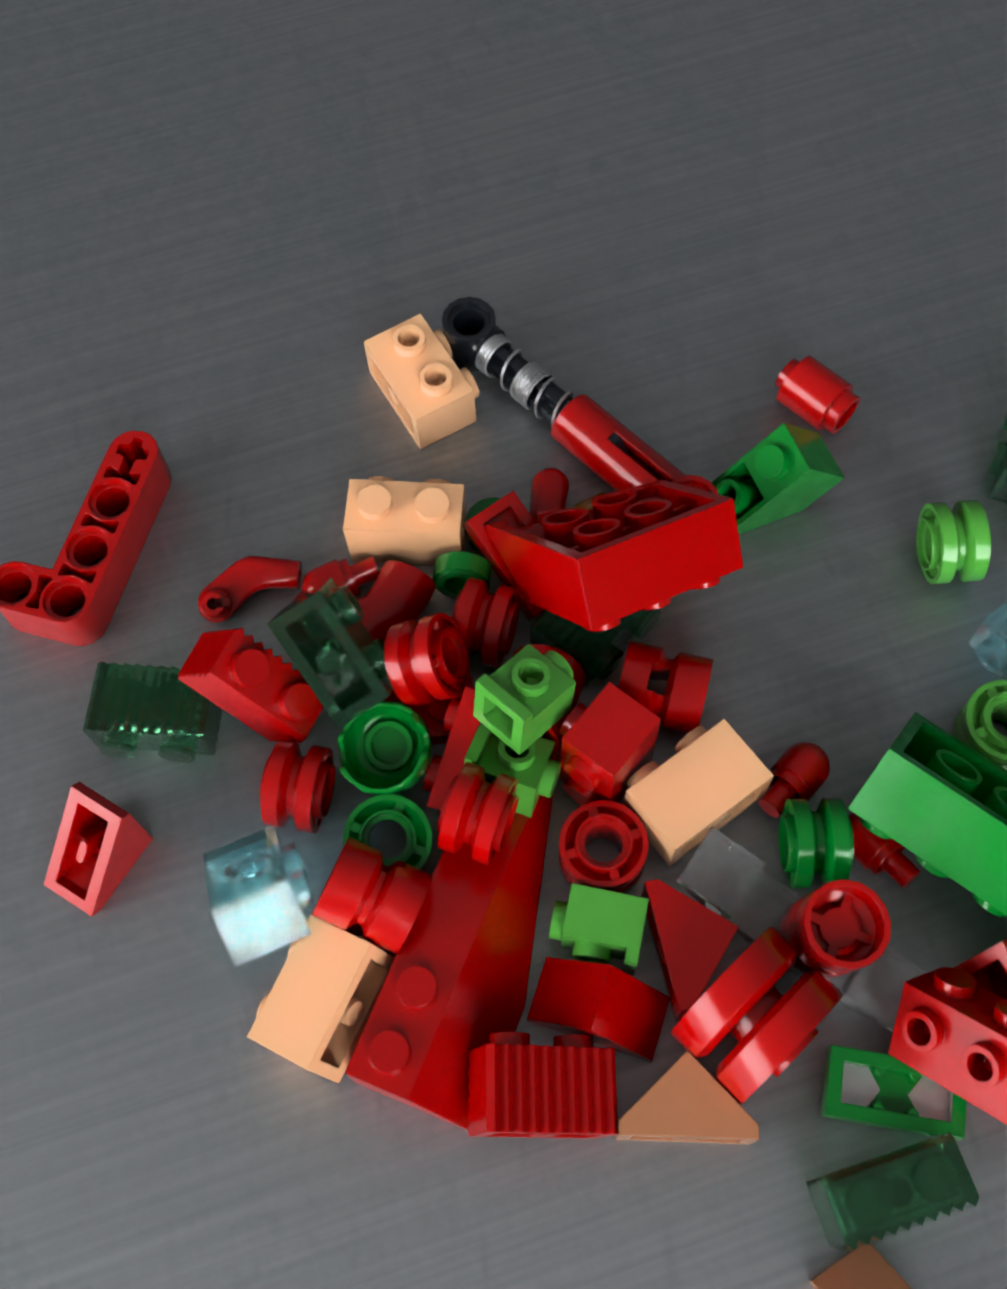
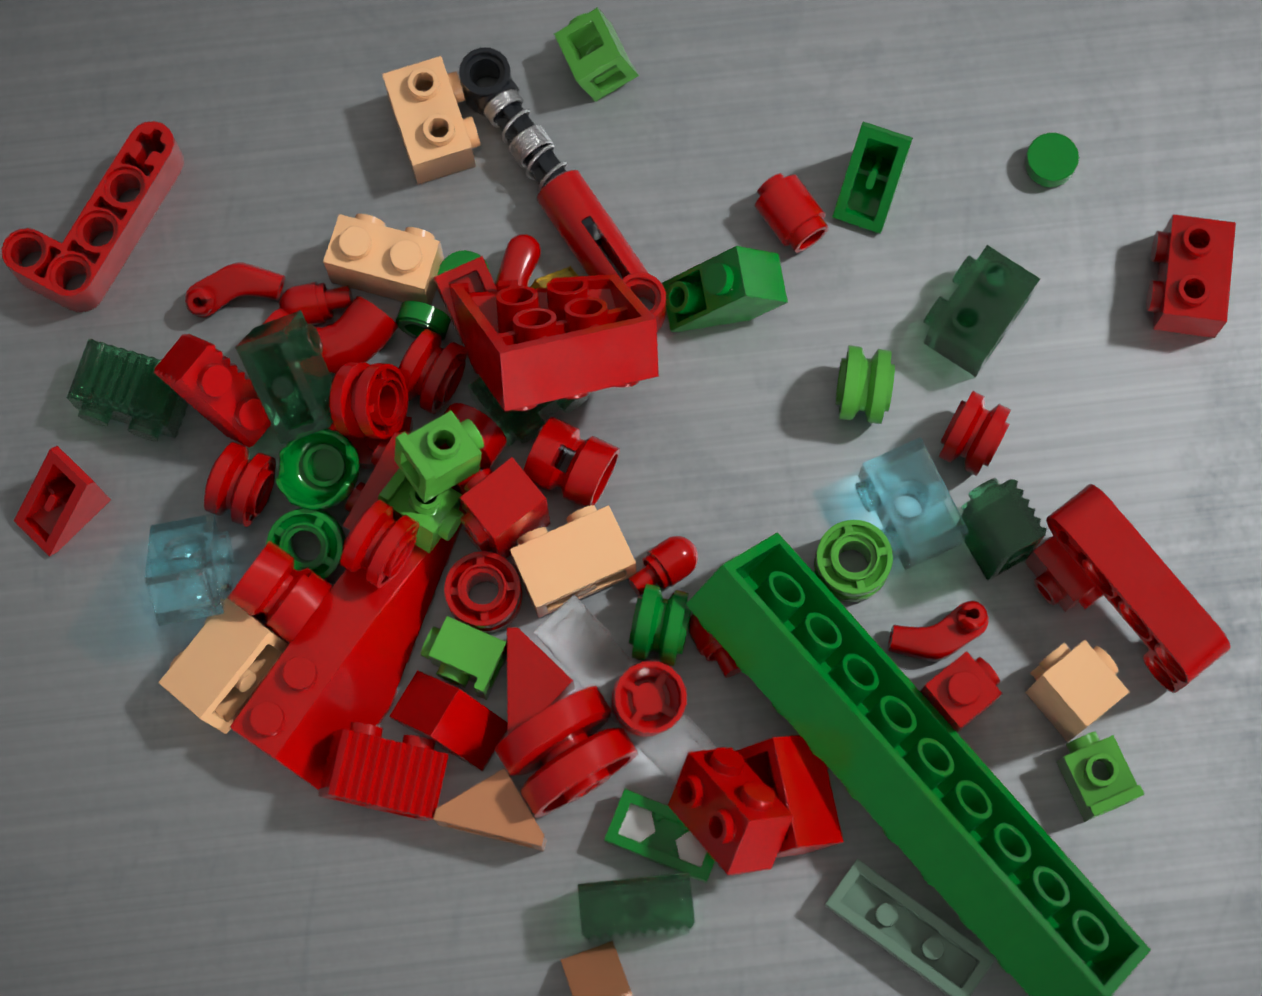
camera: 10 degrees right, 10 degrees up
(575, 289) = (595, 54): none -> bright green brick
(889, 342) = (872, 177): none -> green slope

